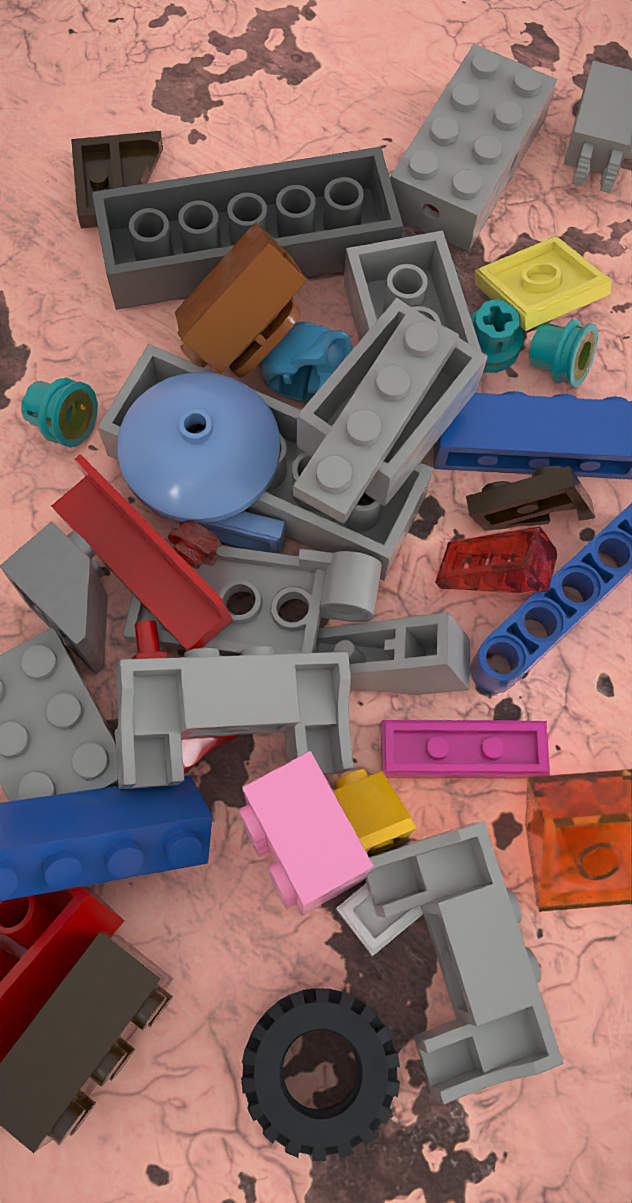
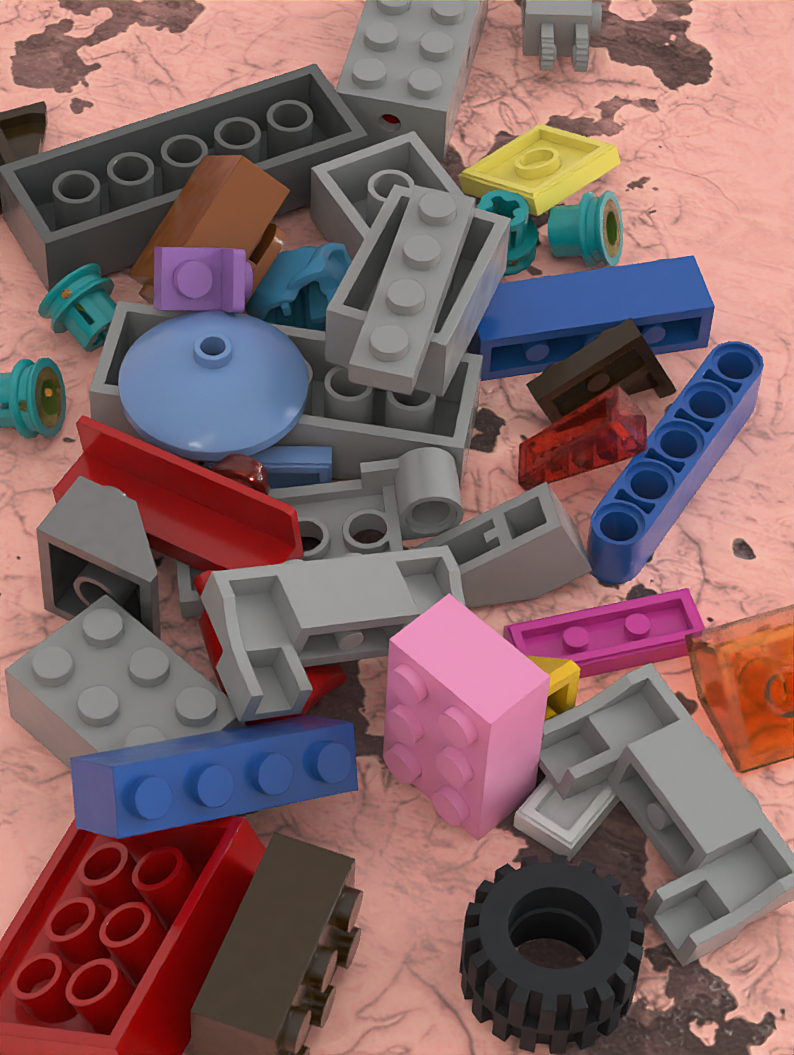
camera: 15 degrees left, 20 degrees down
(130, 331) = (81, 306): none -> teal piece
(210, 347) = (201, 278): none -> medium lavender bracket

